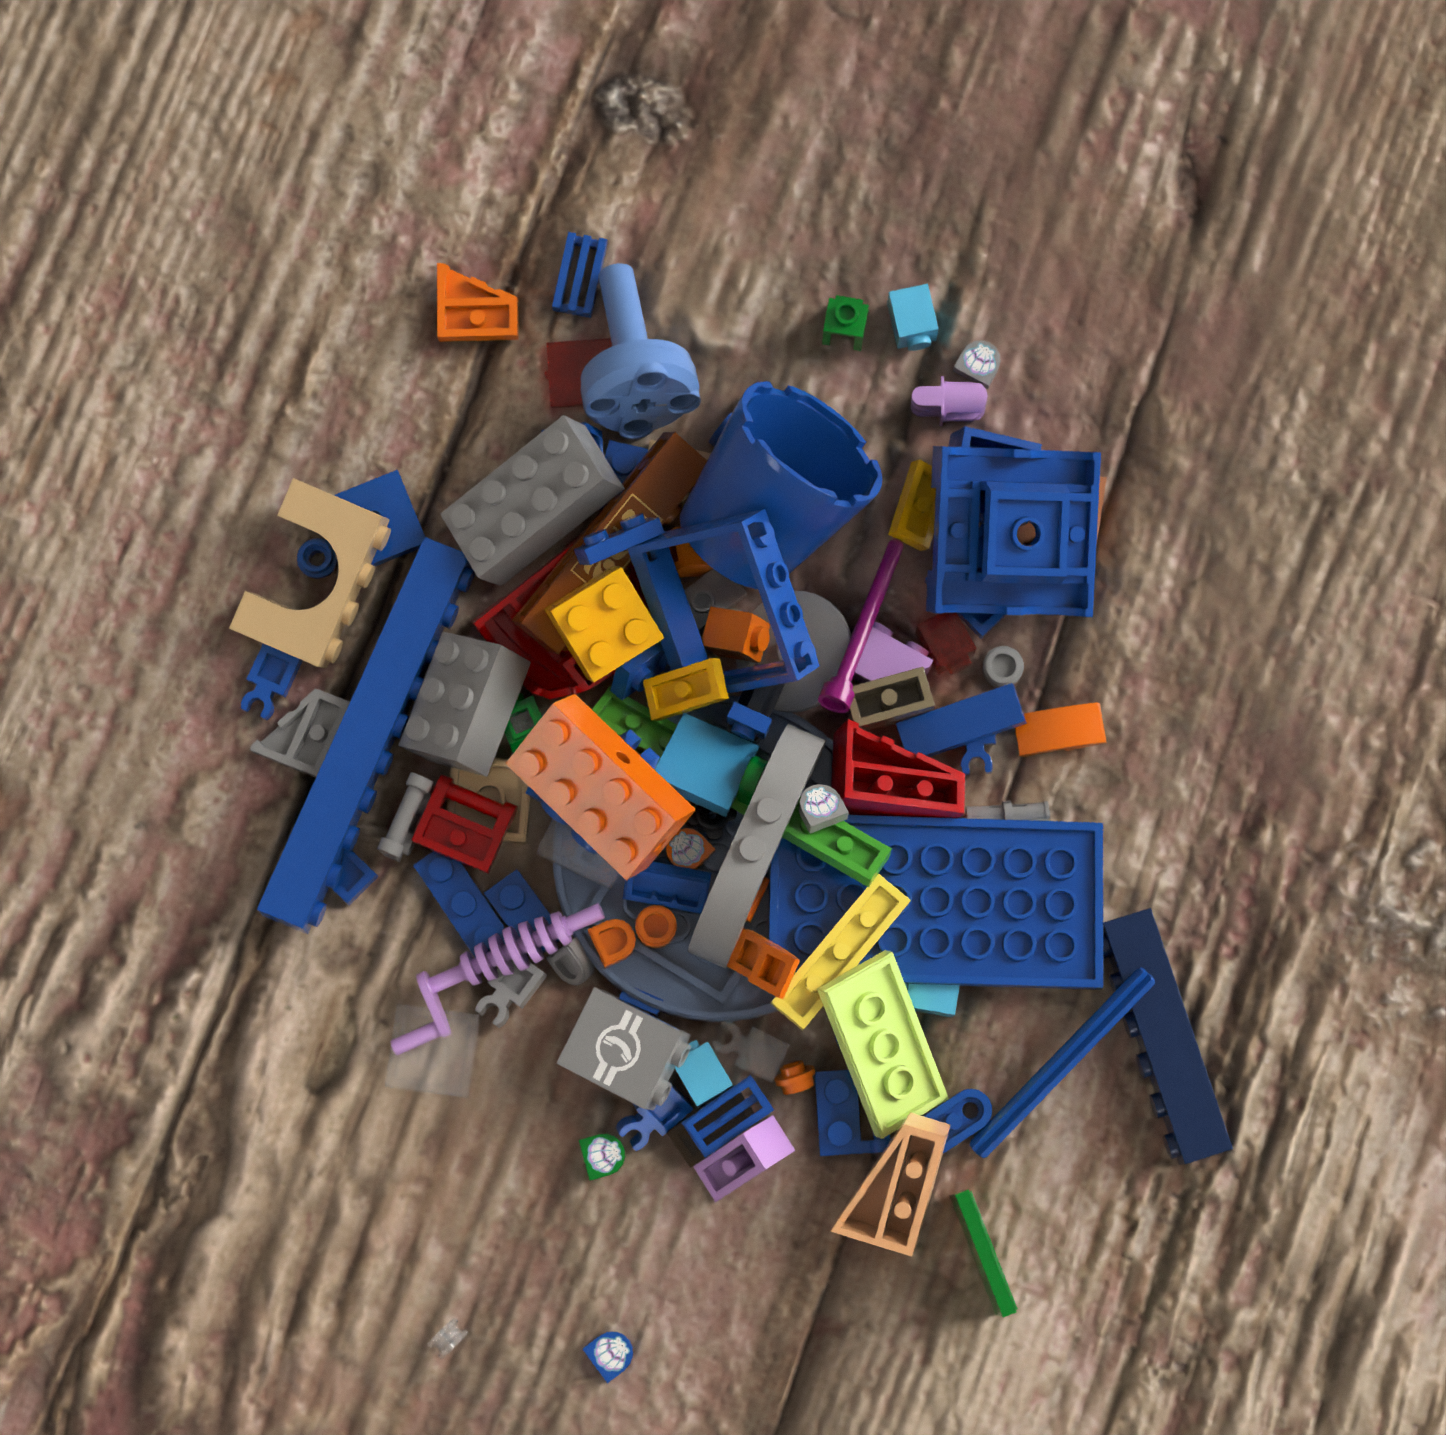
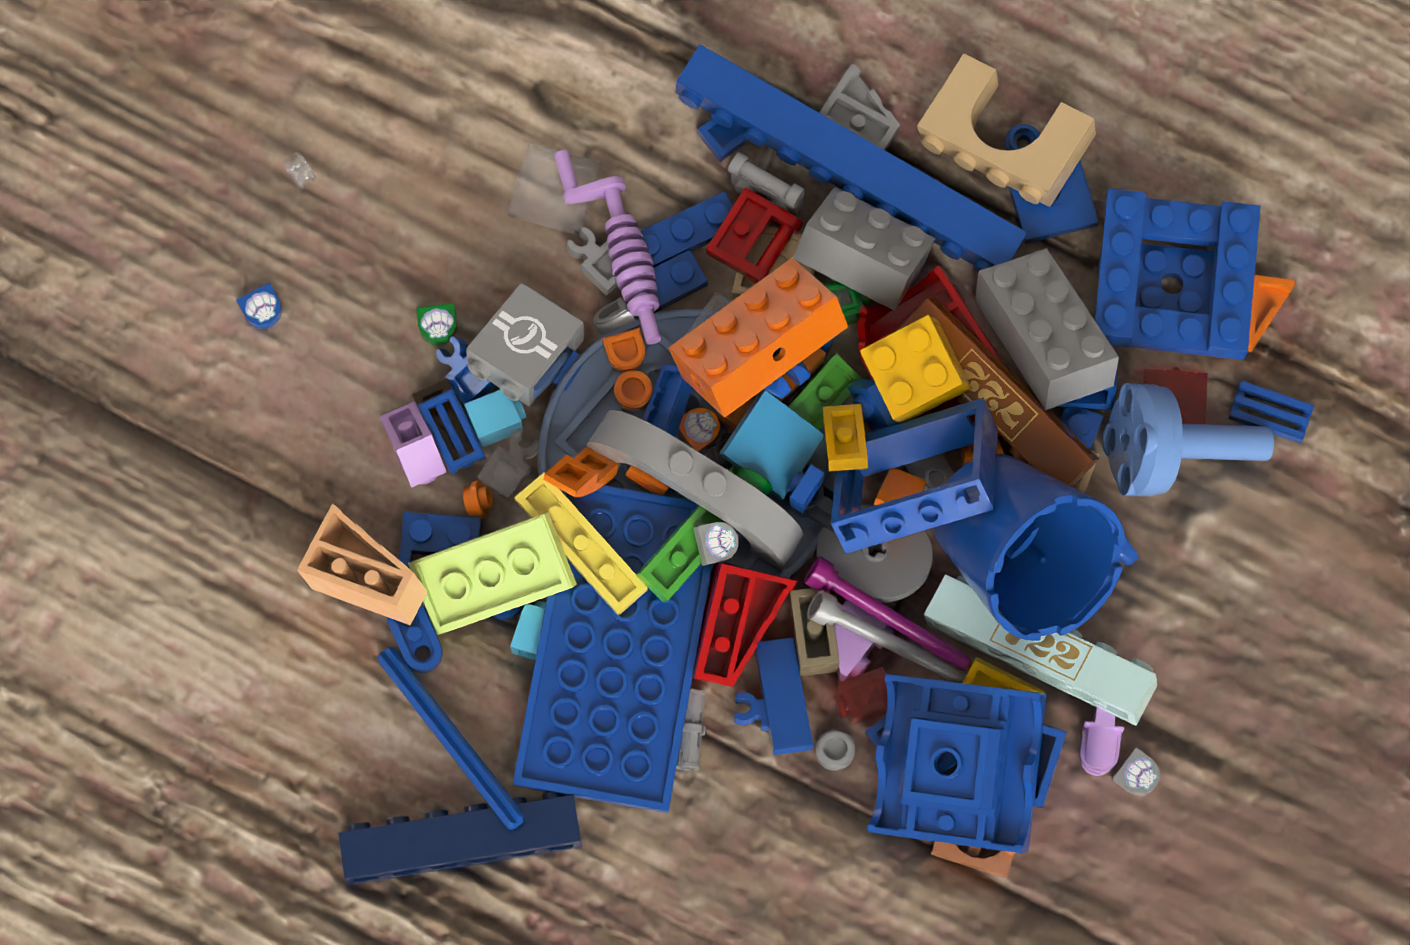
camera: 95 degrees right, 5 degrees down
(272, 674) = (915, 89): blue plate -> none
(460, 338) = (1217, 287): none -> blue piece
(603, 545) = (998, 407): blue plate -> none
(847, 318) = (1193, 650): green window -> none
(875, 684) = (826, 610): none -> light grey piece
(888, 430) = (1062, 661): none -> light aqua brick
(912, 317) = (1189, 714): medium azure brick -> none
(983, 1253) = (290, 636): green tile -> none
(1061, 729) = (766, 792): orange slope -> none

